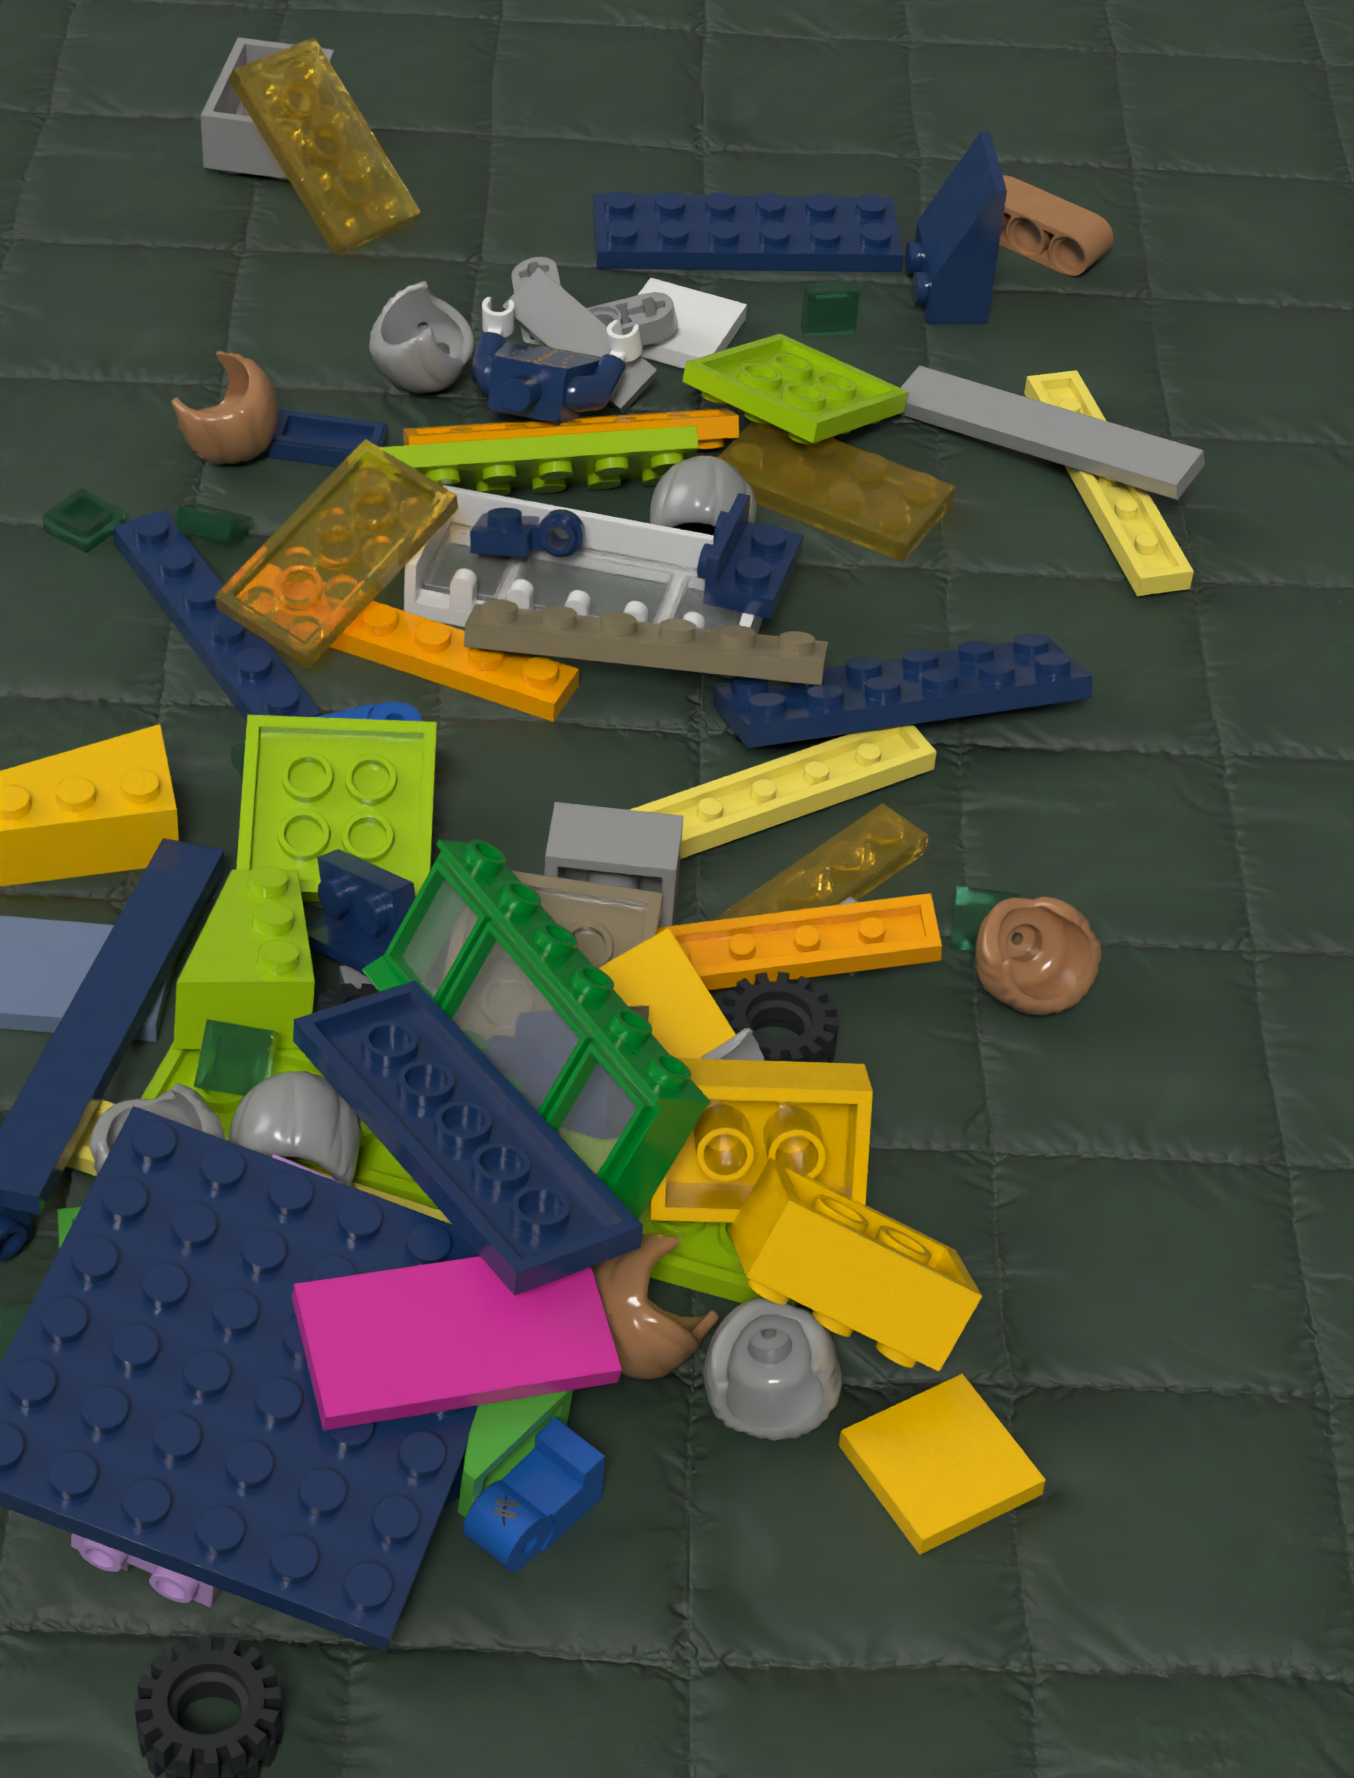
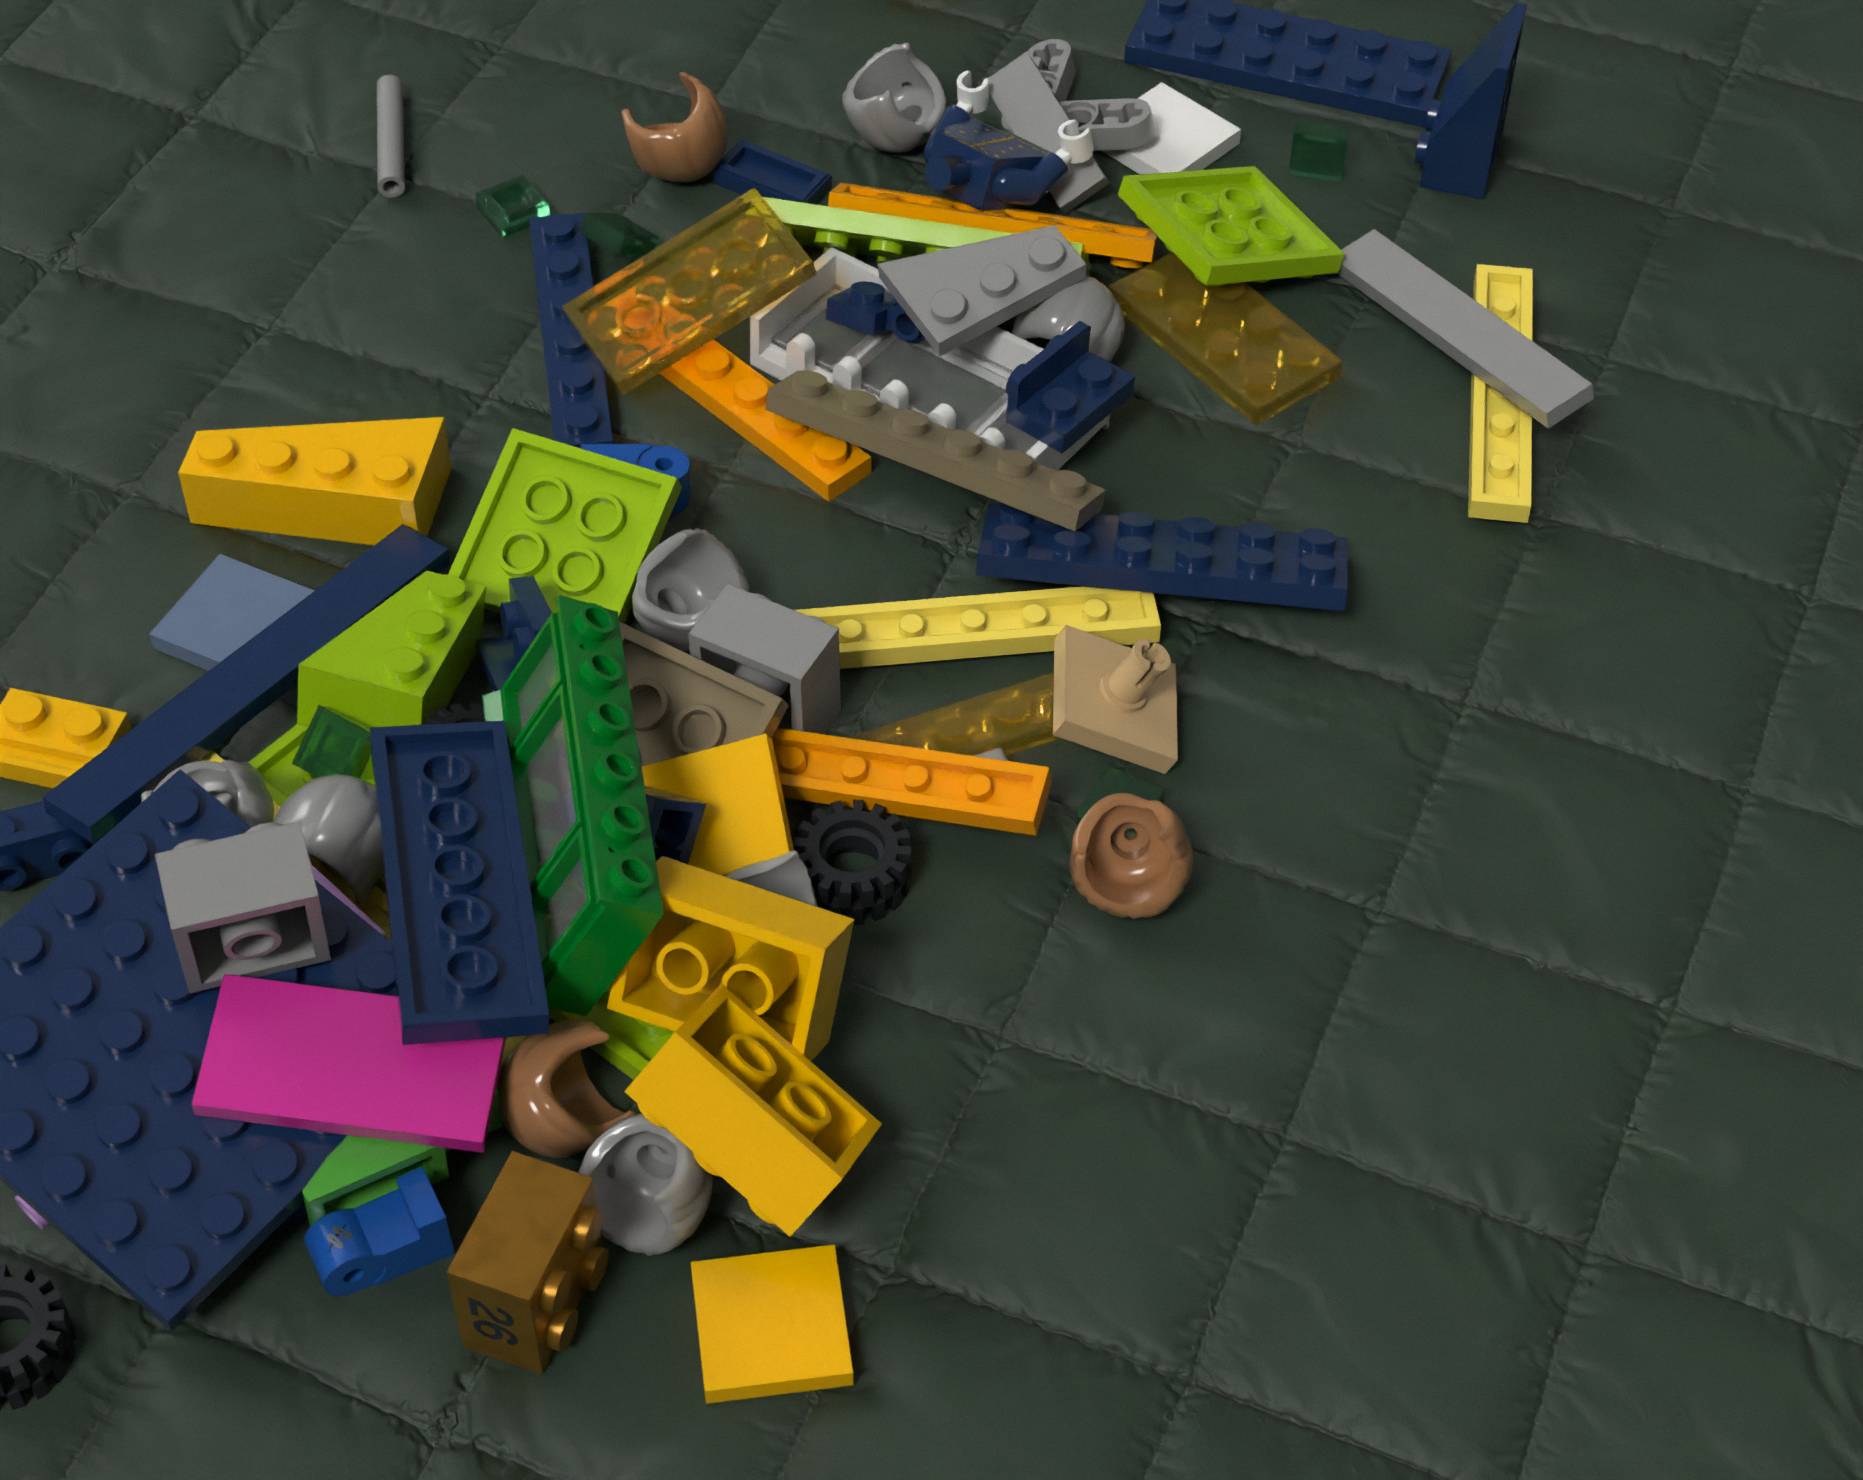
camera: 25 degrees right, 5 degrees up
(300, 1206) = (243, 905): none -> light grey brick
(497, 810) = (681, 583): none -> light grey piece
(620, 484) = (981, 284): none -> light grey wing
(713, 1472) = (528, 1263): none -> pearl gold brick
(936, 821) = (1116, 698): none -> tan tile
(1052, 229) = (1586, 109): medium nougat beam -> none

